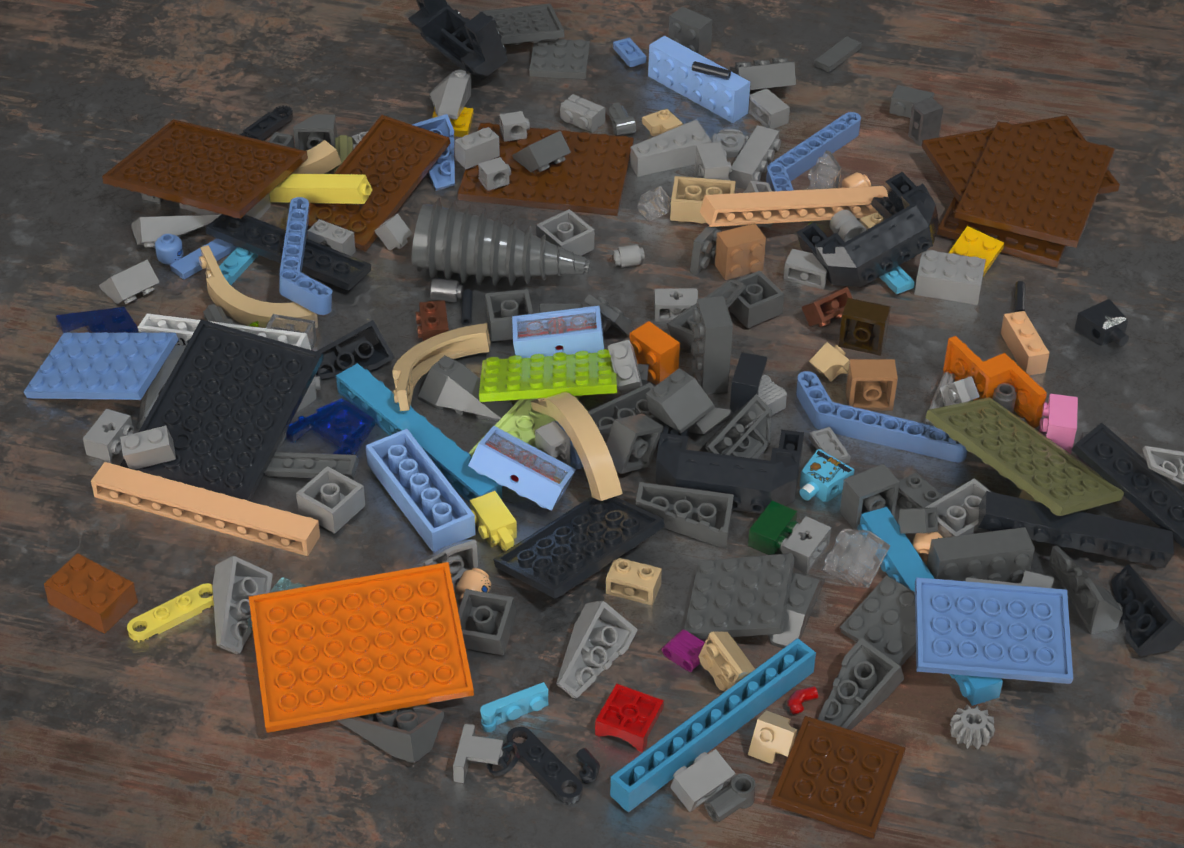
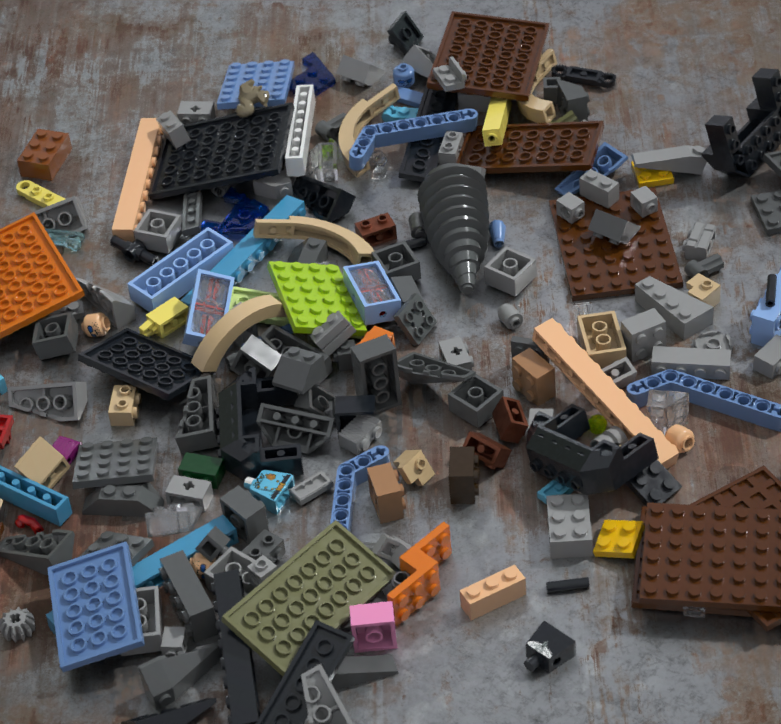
camera: 80 degrees right, 0 degrees up
(92, 233) = (404, 33): none -> black tile
(162, 356) = (249, 96): none -> dark tan animal
(244, 188) = (450, 76): none -> light grey bracket
(347, 533) = (134, 250): none -> black pin
(794, 282) = (510, 420): none -> copper brick
(987, 477) = (260, 570): none -> light grey brick

